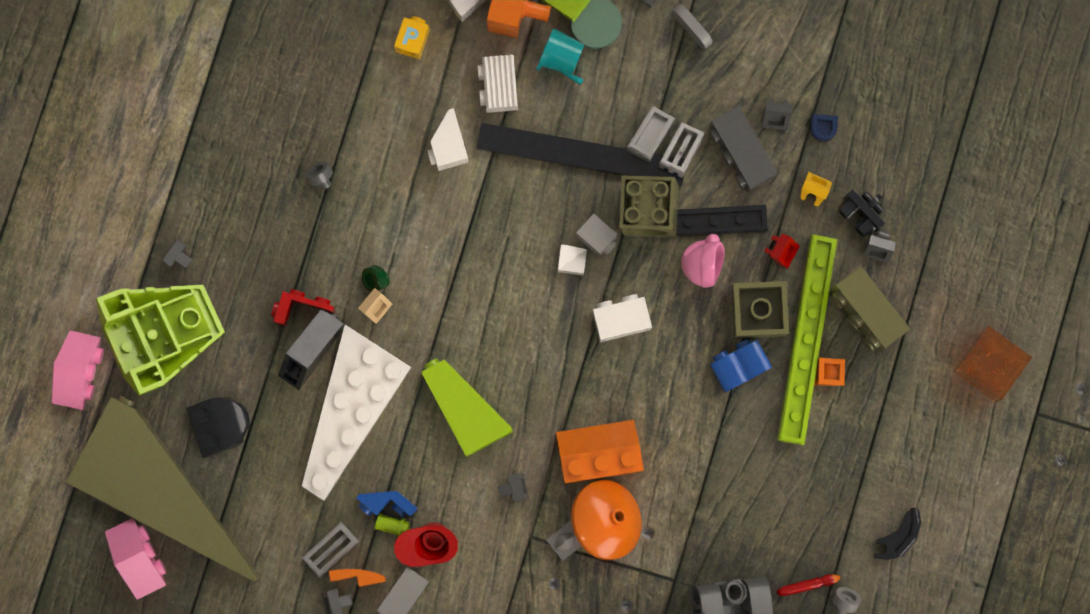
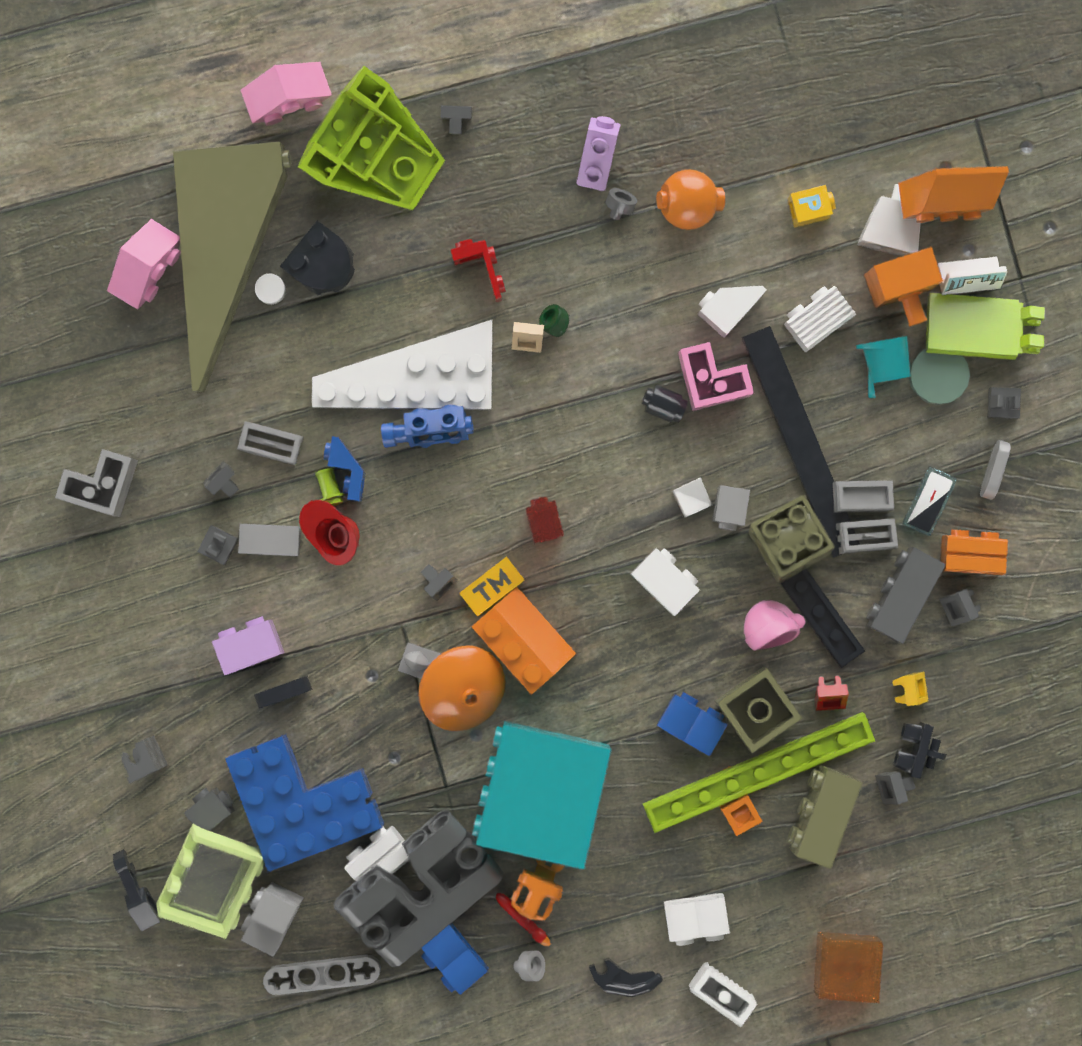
camera: 55 degrees right, 5 degrees up
(214, 476) = (270, 289): none -> white tile
(272, 167) = (598, 153): none -> lavender bracket
(310, 348) = (447, 301): slope -> none
(350, 122) = (689, 199): none -> orange brick
(364, 577) = (263, 492): orange slope -> none
(394, 416) = (435, 423): none -> blue brick
(466, 412) = (481, 488): lime slope -> none
(489, 236) = (664, 403): none -> black brick
(493, 196) = (707, 385): none -> bright pink brick
(519, 379) = (544, 520): none -> clear red brick
(544, 450) = (491, 586): none -> yellow tile
(685, 88) = (929, 501): none -> slope
(723, 509) = (542, 794): none -> teal brick
(744, 80) = (974, 554): none -> orange brick
(788, 552) = (540, 887): none -> orange piece
(823, 127) = (977, 659): dark blue tile -> none
(887, 453) = (696, 918): none -> white brick
(955, 469) = (722, 994): none -> white brick

